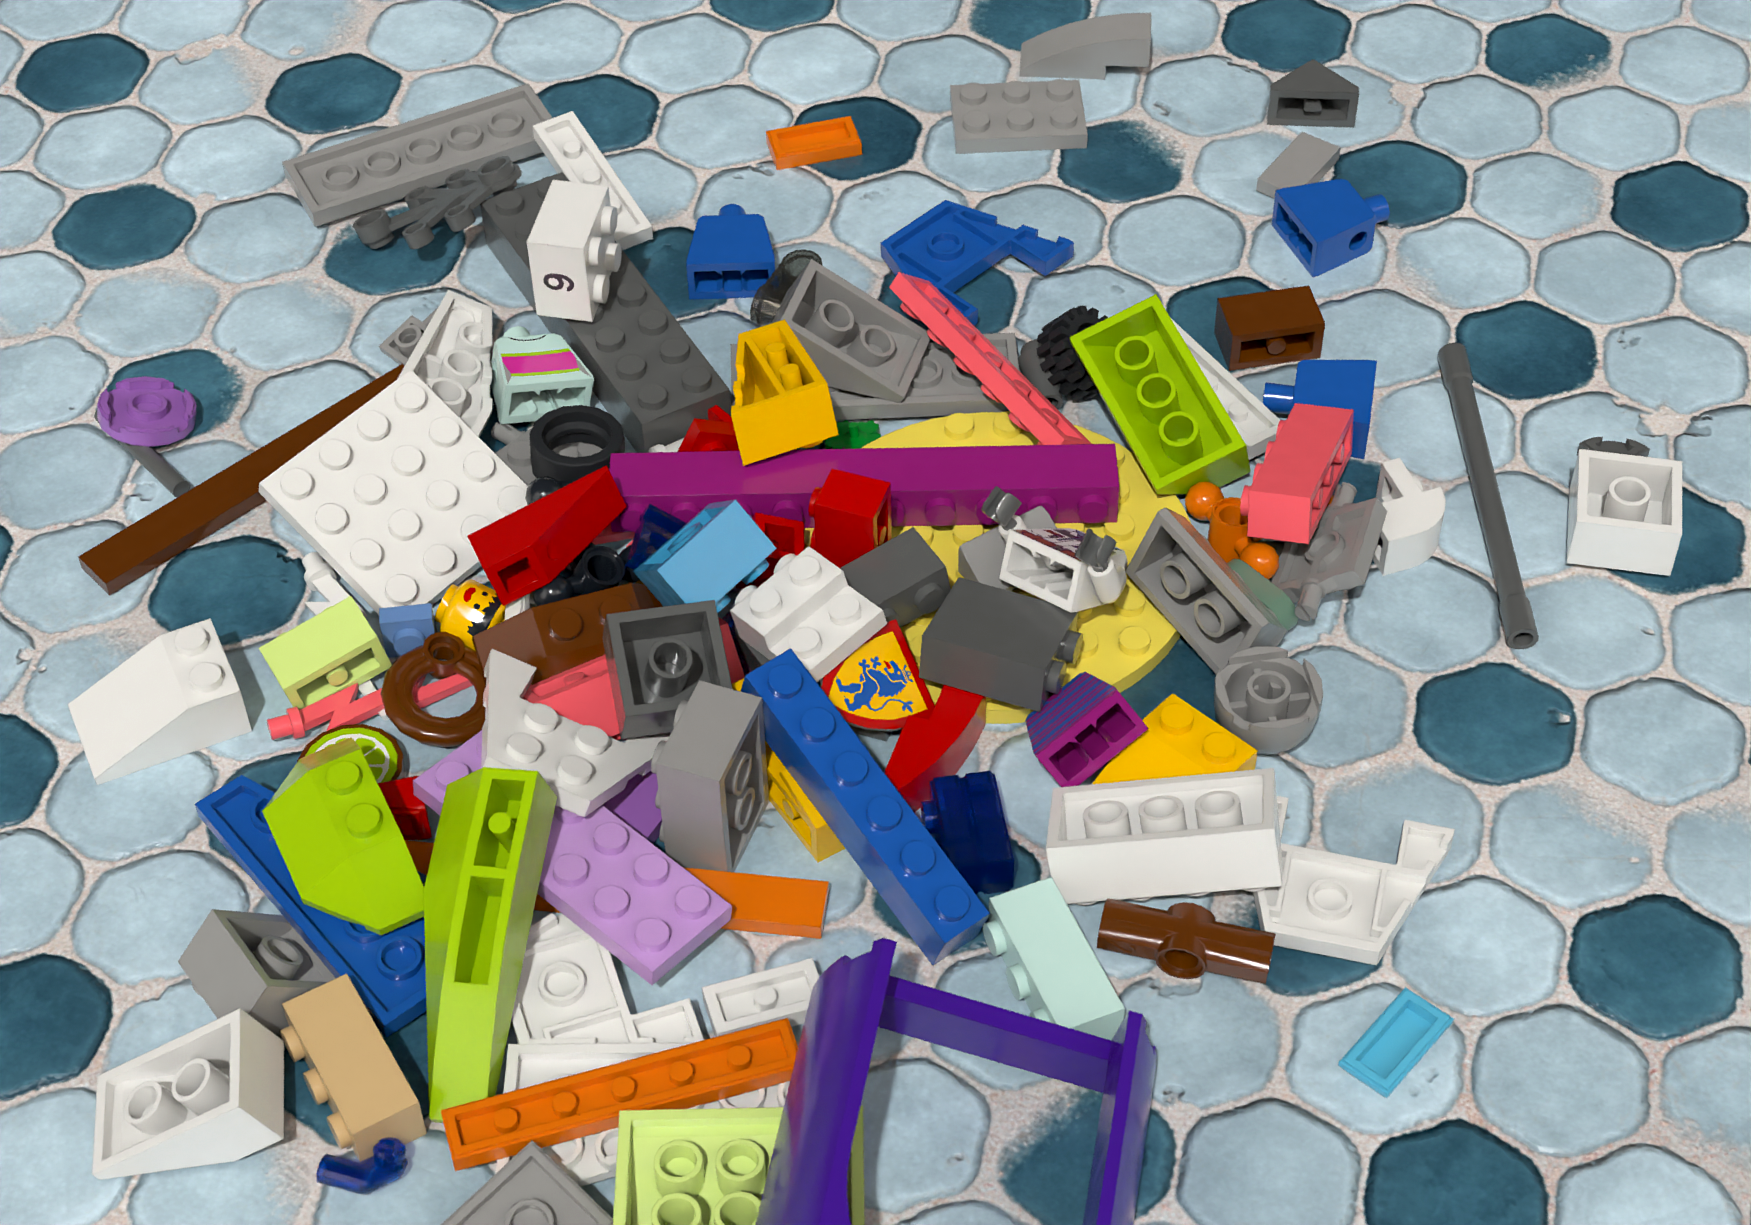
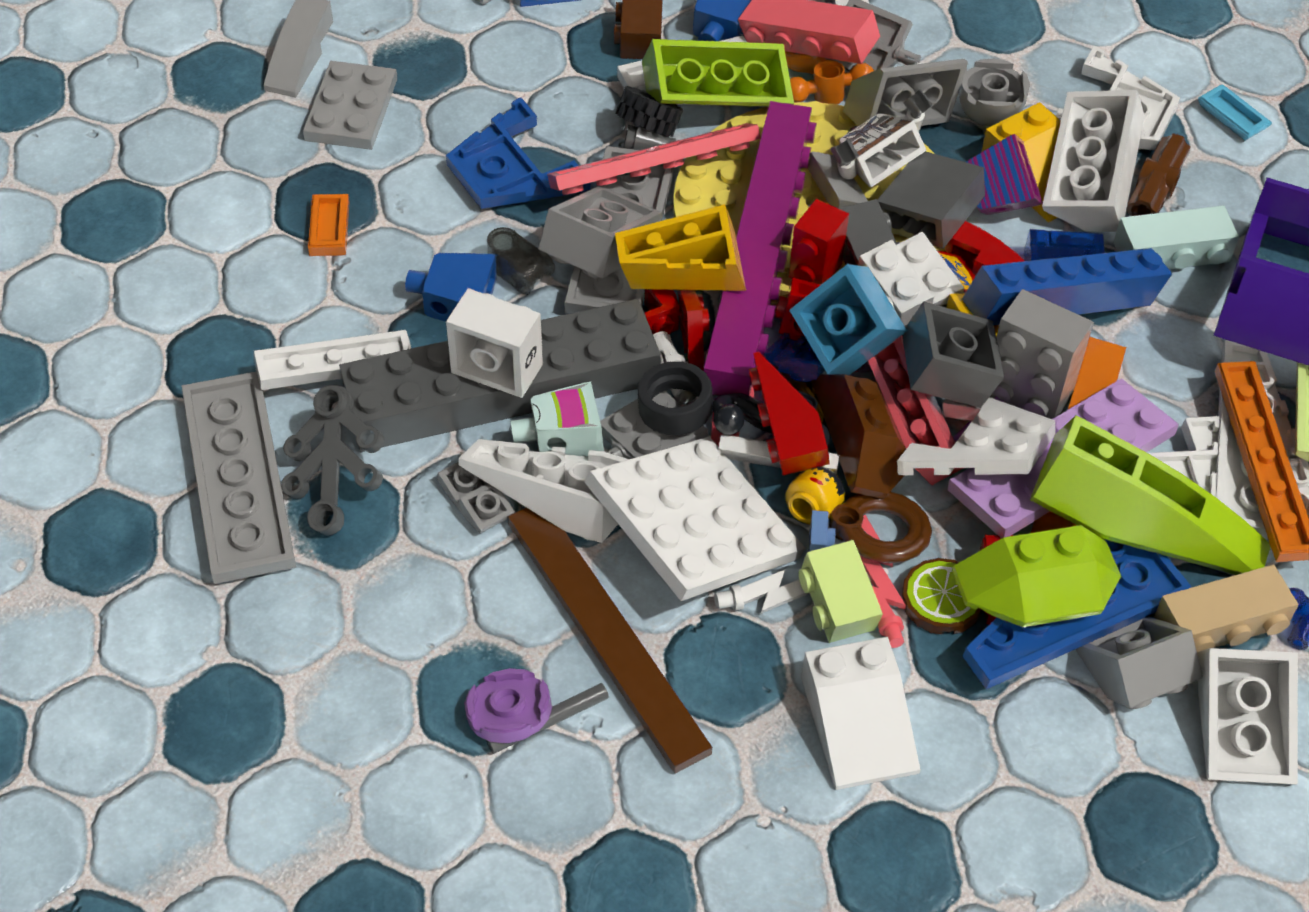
camera: 80 degrees left, 5 degrees up
(761, 997) = (1184, 383): white plate -> none

